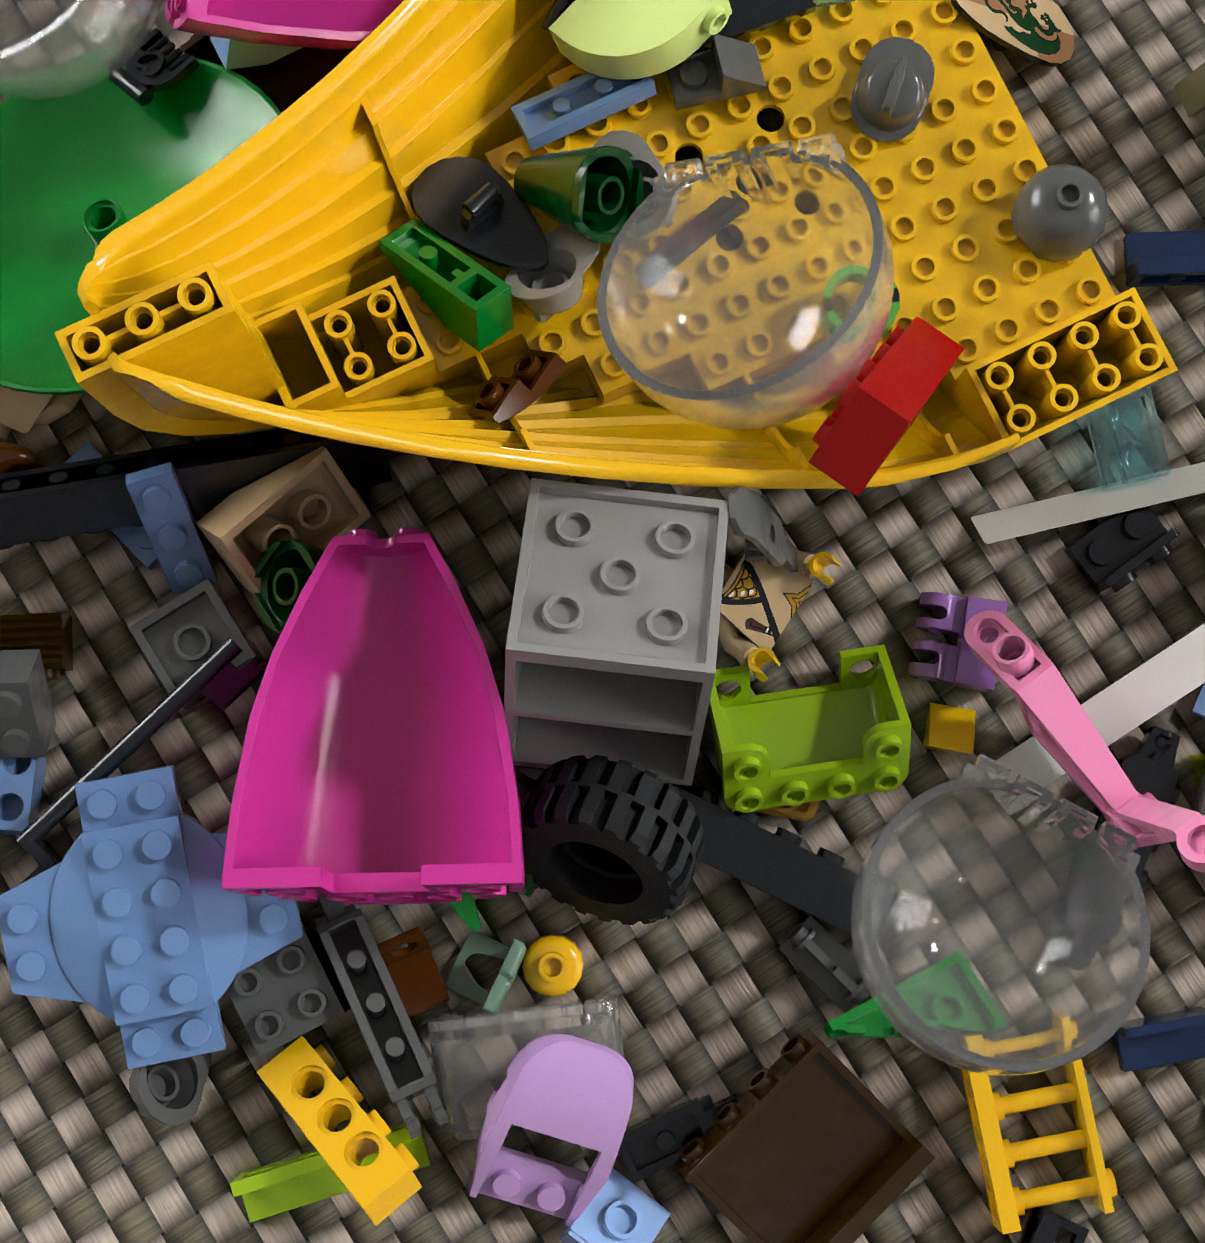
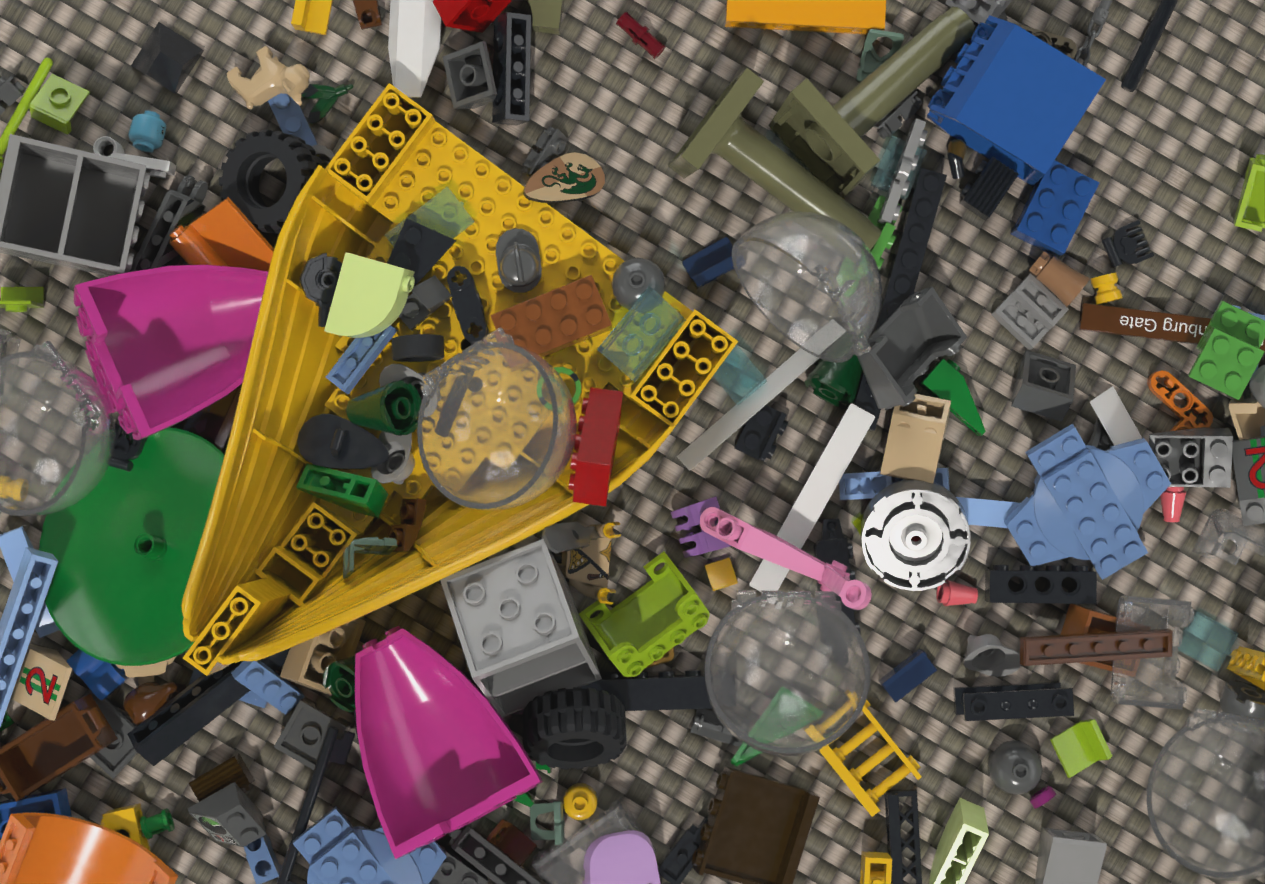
camera: 25 degrees left, 5 degrees up
(443, 382) = (367, 545): none -> sand green piece
(677, 126) = (418, 348): none -> black tyre
(787, 94) = (467, 304): none -> black piece
(931, 195) = (556, 318): none -> dark orange brick
(1031, 283) = (641, 334): none -> clear light blue tile

